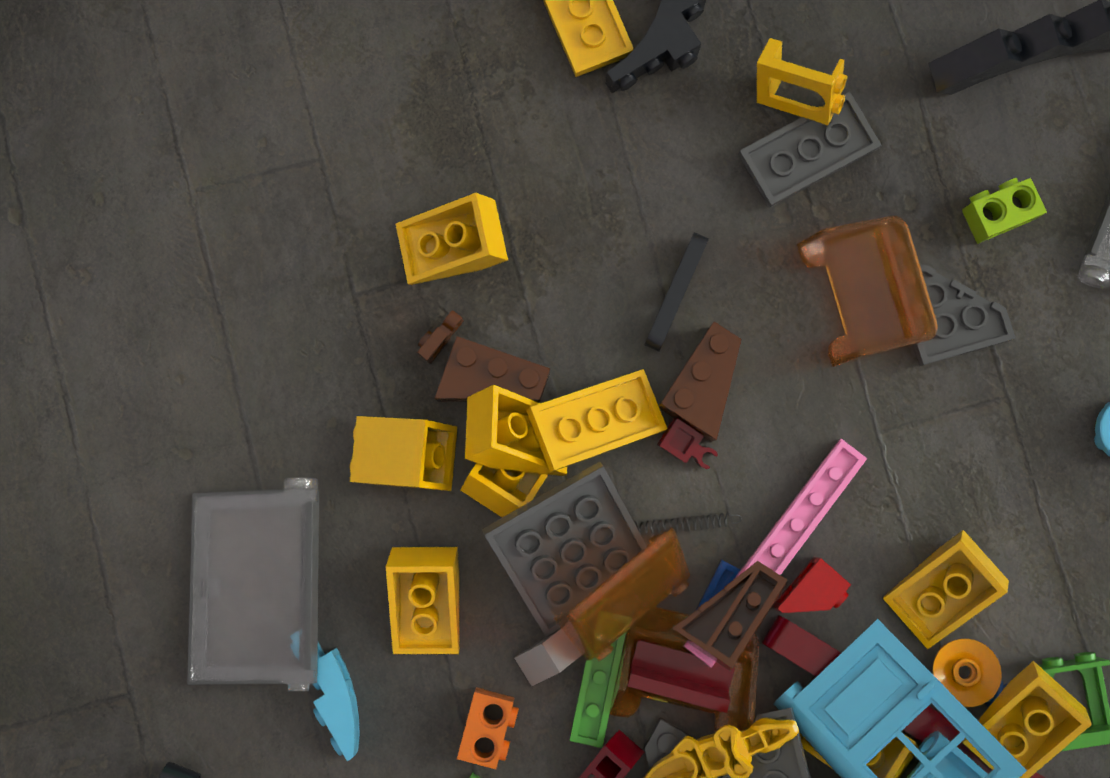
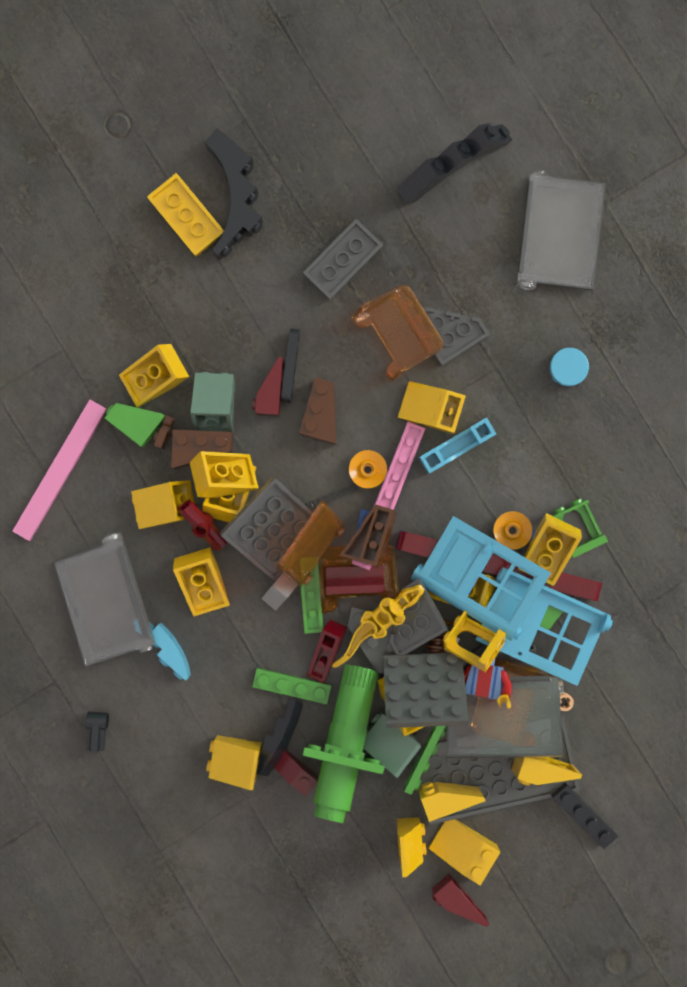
camera: 15 degrees left, 5 degrees up
(251, 347) = (59, 470): none -> bright pink tile
(398, 306) = (135, 422): none -> bright green slope
(456, 506) = (202, 524): none -> dark red piece
(480, 726) = (252, 640): orange brick -> none
(534, 312) = (213, 402): none -> sand green slope
(596, 420) = (266, 452): yellow plate -> none
(629, 327) = (269, 394): none -> dark red slope
(684, 442) = (319, 450): dark red plate -> none
(770, 497) = (375, 462): none -> light orange dish
(773, 70) = (306, 224): yellow panel -> none
(814, 589) = (416, 510): red slope -> none
(889, 428) = (431, 407): none -> yellow slope
(913, 503) = (457, 446): none -> medium azure arch
(947, 590) = (489, 488): yellow slope -> none
(1005, 213) = (466, 264): lime brick -> none

